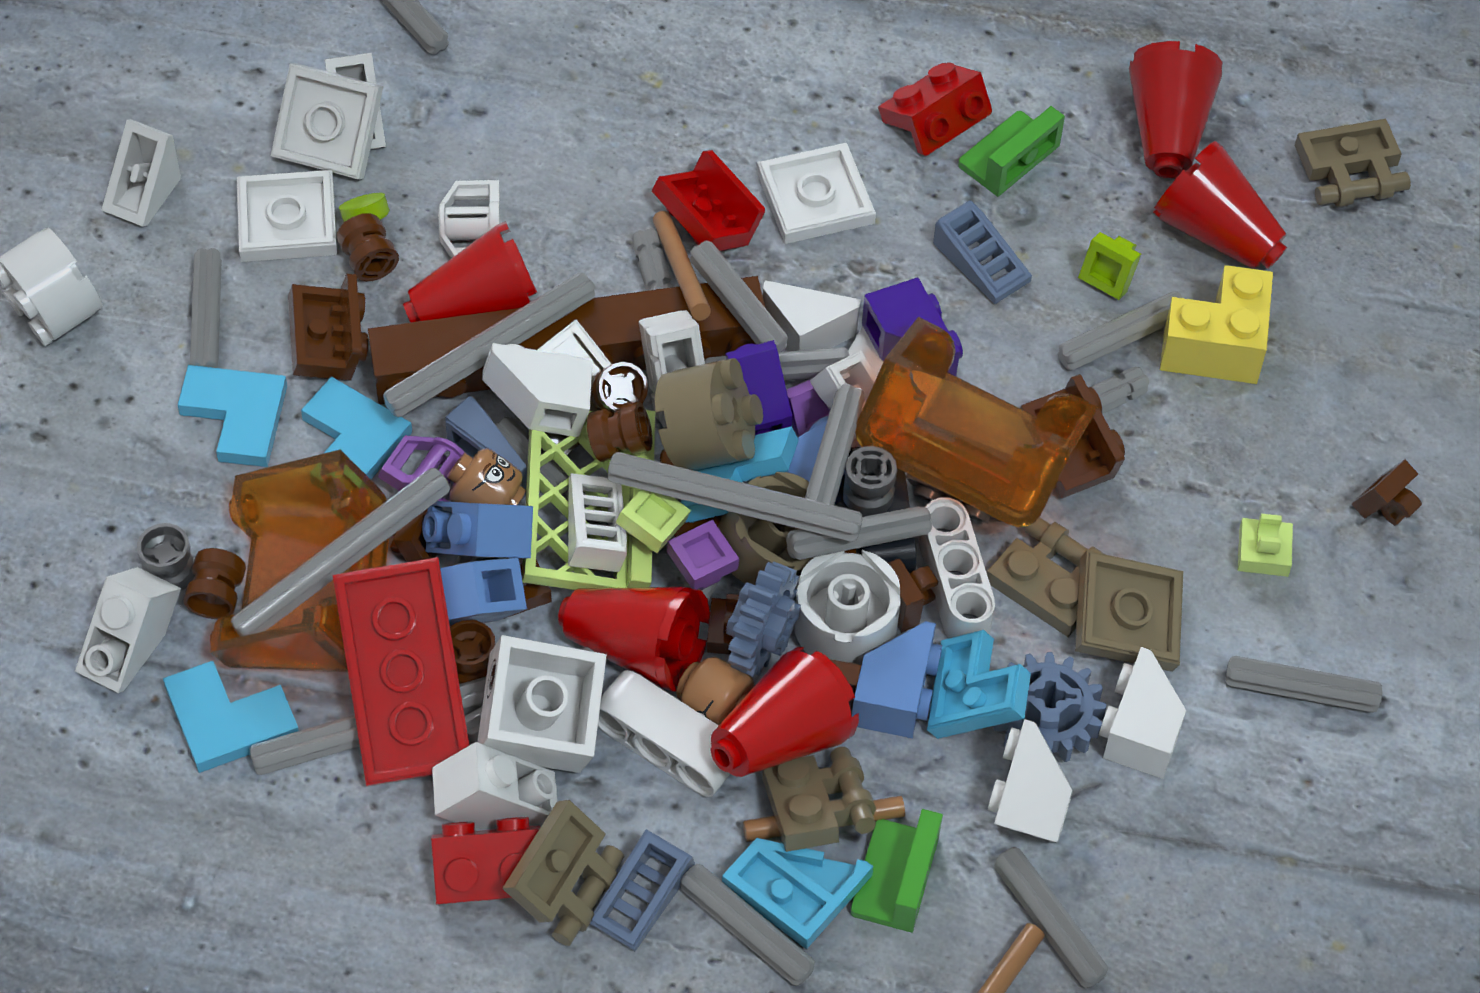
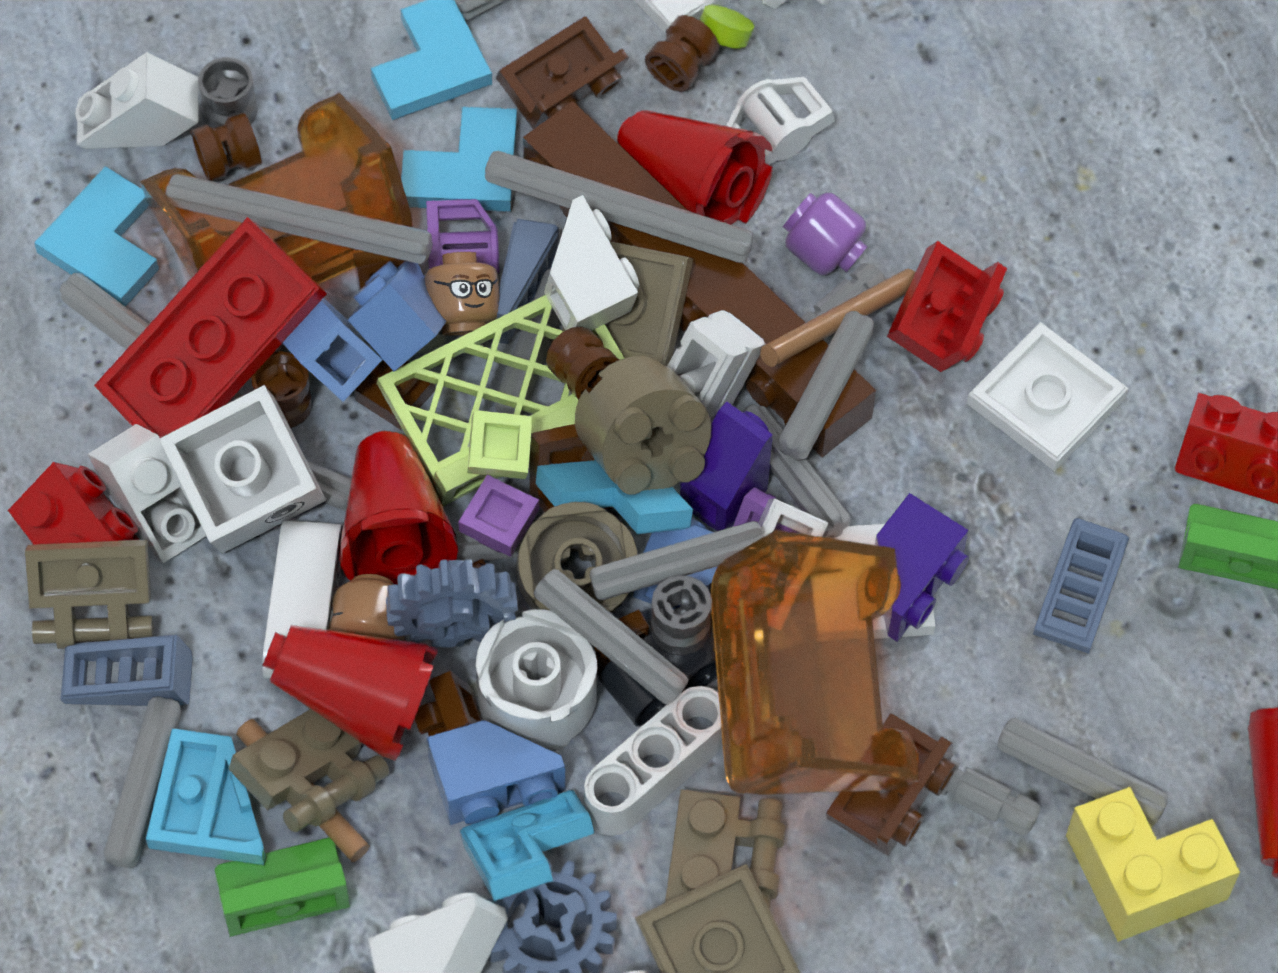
camera: 60 degrees right, 5 degrees up
(589, 552) = (439, 425): white slope -> none
(594, 242) = (825, 233): none -> medium lavender head
(625, 382) = (630, 336): wheel -> none
(735, 496) = (553, 498): light grey axle -> none
(811, 316) = (868, 467): white slope -> none
(914, 593) = (598, 725): reddish brown tile -> none
(1110, 264) = (1154, 714): lime tile -> none

